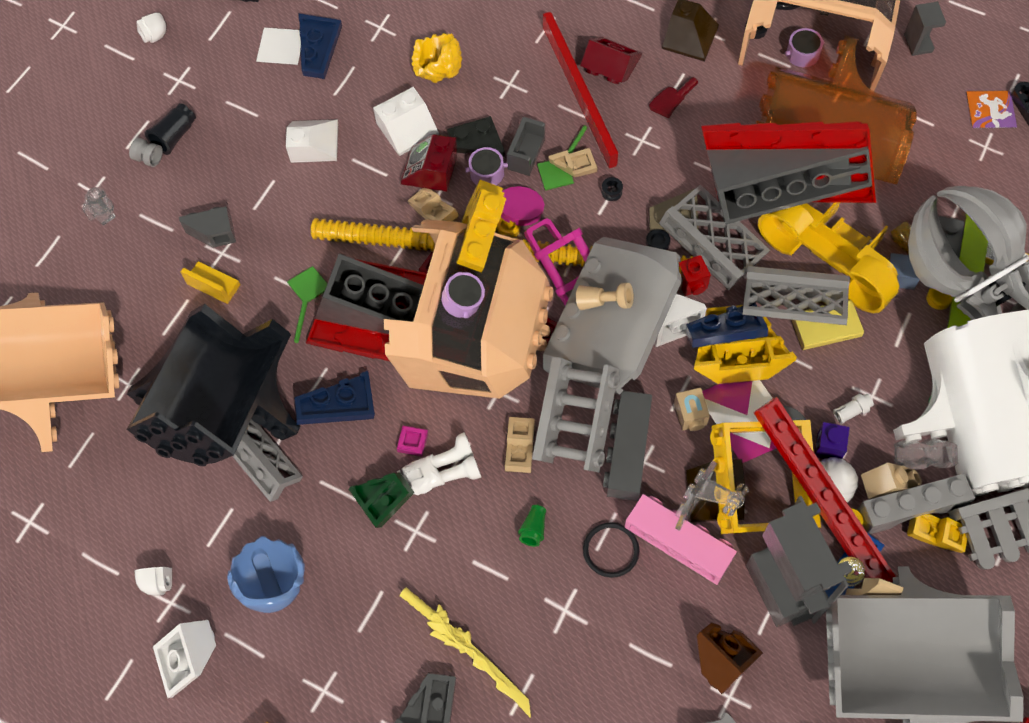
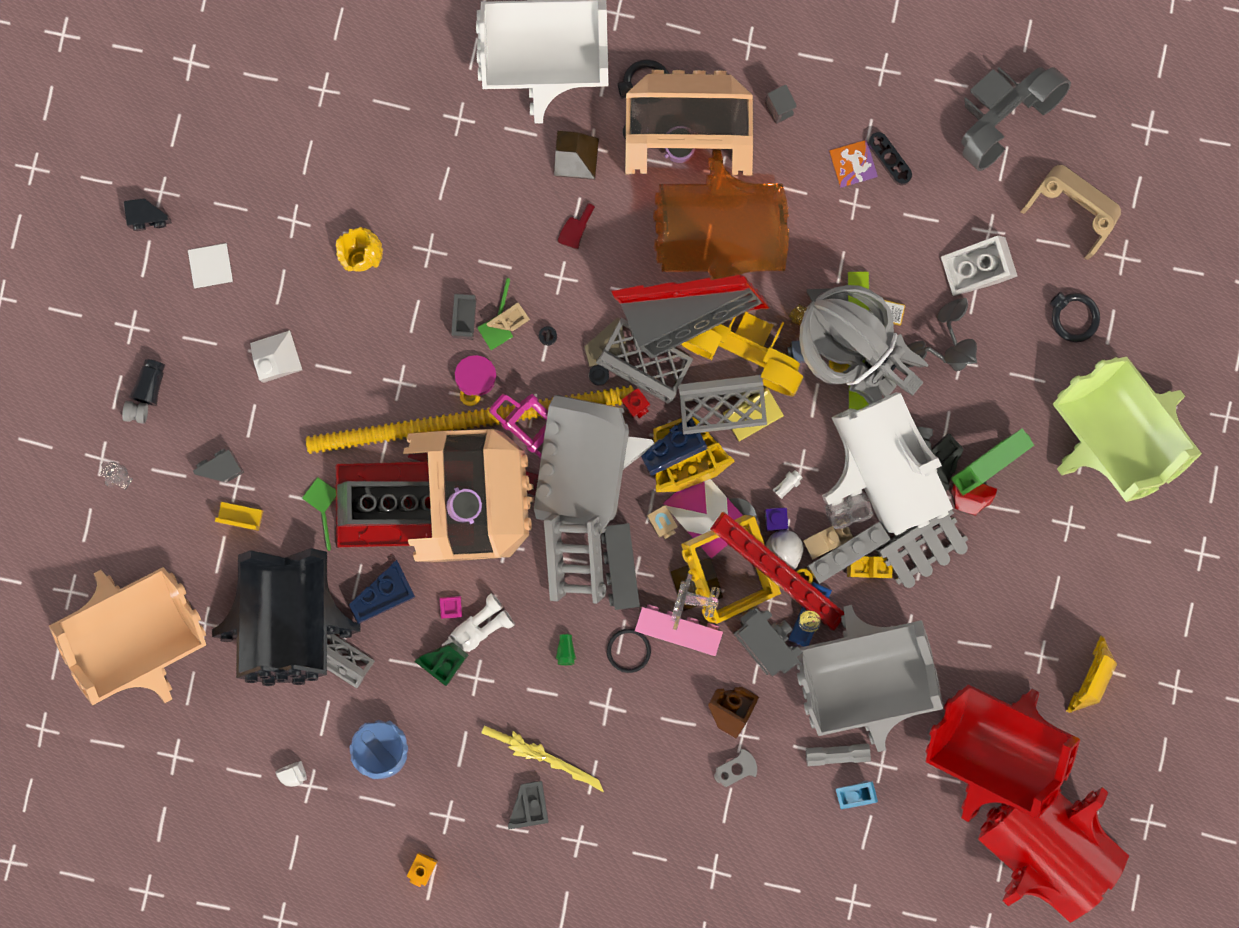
camera: 20 degrees left, 20 degrees up
(151, 27) = (88, 283): white piece -> none
(184, 654) = (338, 824): white slope -> none
(318, 43) = (244, 255): dark blue wing -> none
(405, 120) = (352, 319): white slope -> none
(431, 163) = (386, 356): dark red slope -> none
(431, 206) = (401, 396): tan slope -> none
(476, 136) = (417, 316): pearl dark grey wing -> none
(481, 219) = (458, 425): yellow arch -> none
(486, 165) = (435, 345): piece -> none
(519, 444) = (536, 587): tan slope -> none
(580, 90) = (493, 244): red tile -> none
(591, 297) = (559, 461): tan piece -> none
(610, 59) = (512, 204): dark red slope -> none
(876, 586) = (828, 634): tan slope -> none

